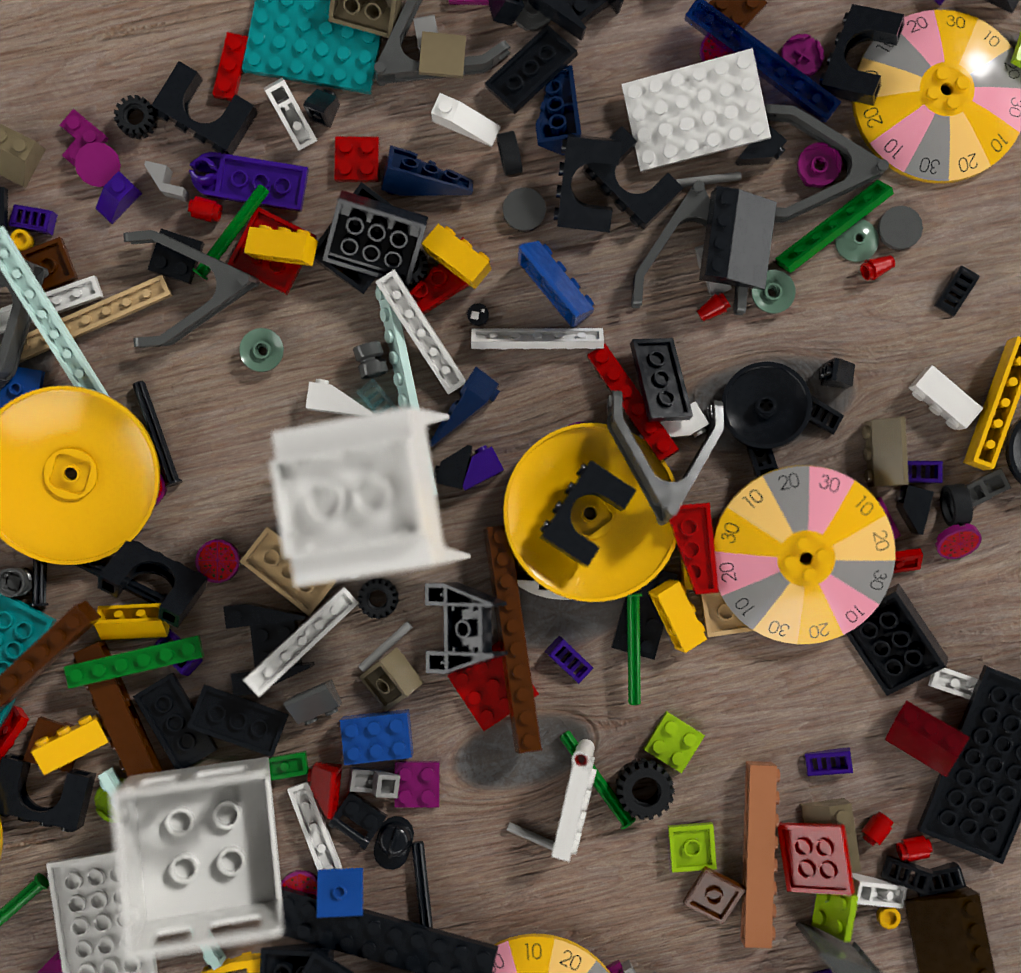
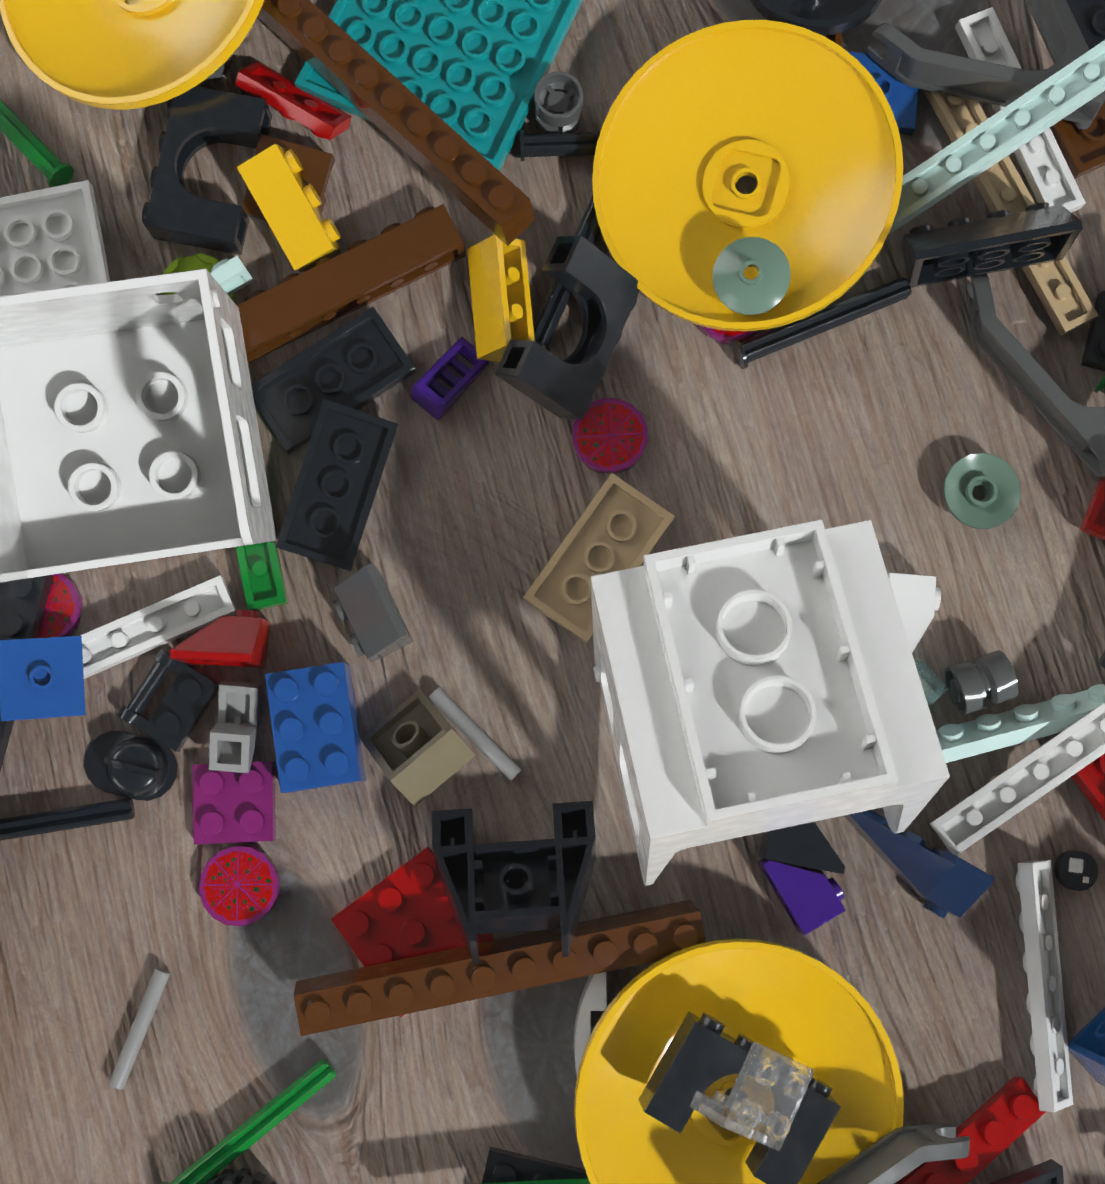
camera: 85 degrees right, 5 degrees down
(116, 338) = (989, 244): none -> black slope
(133, 661) = (433, 305): green plate -> none
(137, 470) = (757, 294): none -> sand green dish
(268, 630) = (468, 539): black wedge -> none
(300, 641) = (479, 586): white plate -> none
(364, 598) = (562, 692): black tyre -> none
(463, 782) = (239, 885): none -> tile
(556, 645) = (475, 1046): dark purple slope -> none
(576, 801) = (206, 1101): white hinge -> none
(581, 503) = (761, 1098): none -> clear bracket

